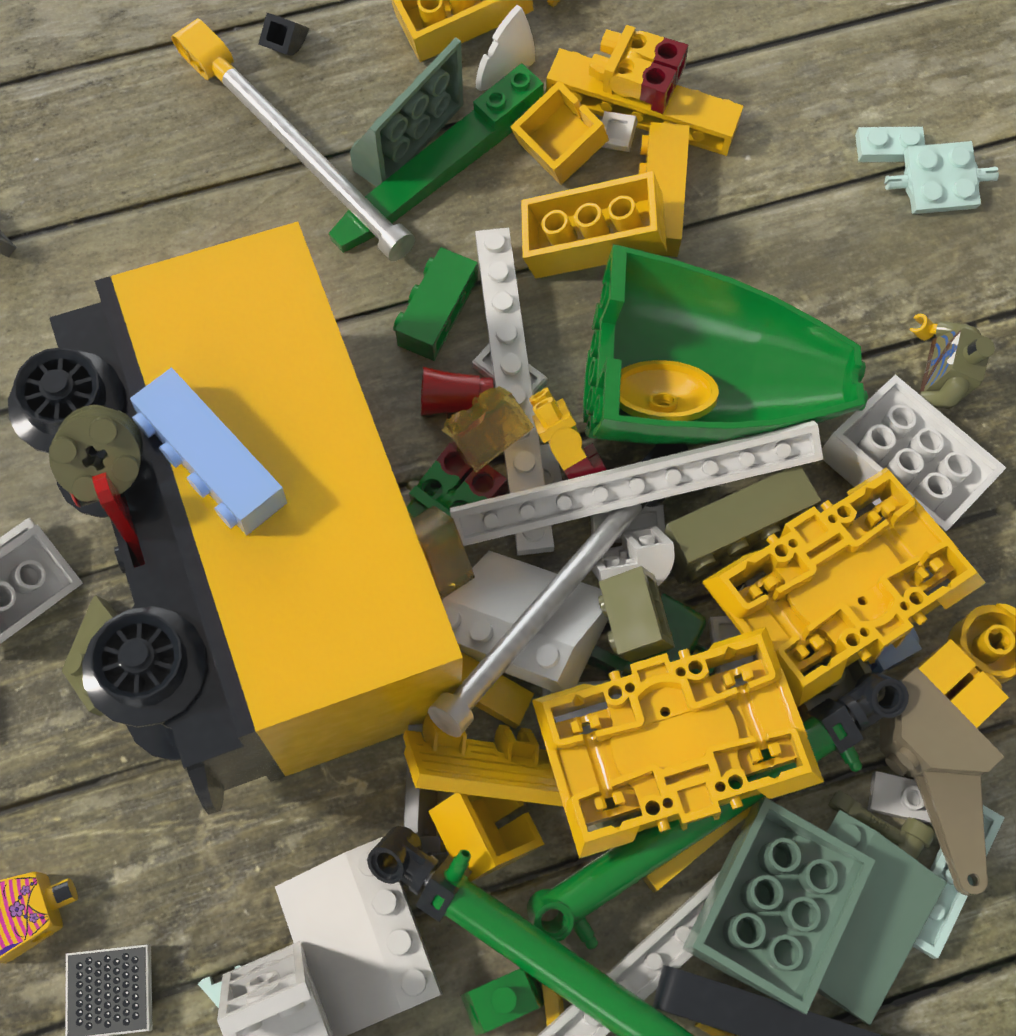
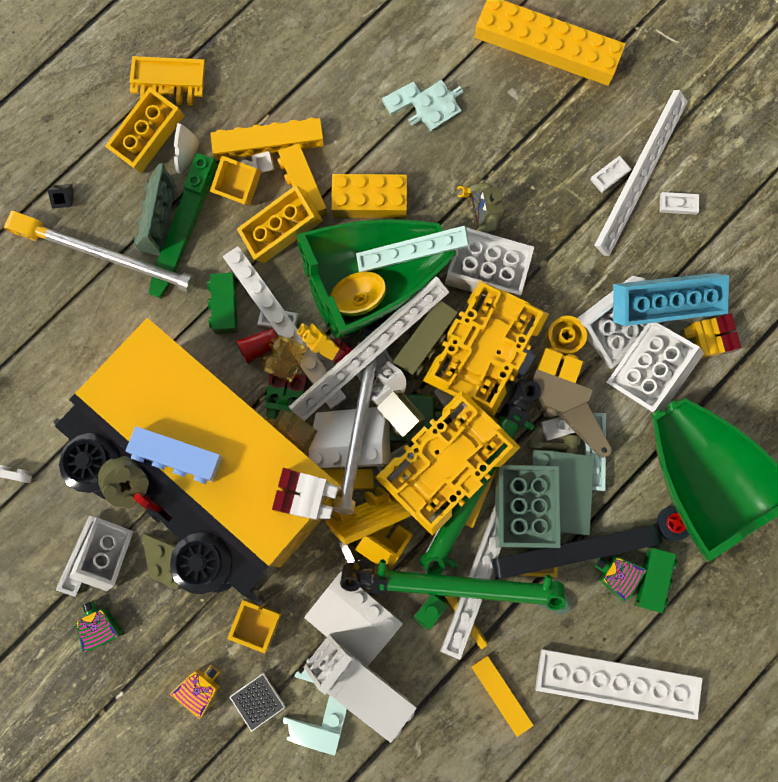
camera: 25 degrees left, 10 degrees up
(181, 851) = (254, 626): none -> yellow piece
(387, 638) = (311, 495): none -> white hips
(640, 66) = (258, 124): yellow hips -> none
(762, 253) = (369, 196): none -> yellow brick
(797, 364) = (413, 249): none -> light aqua plate

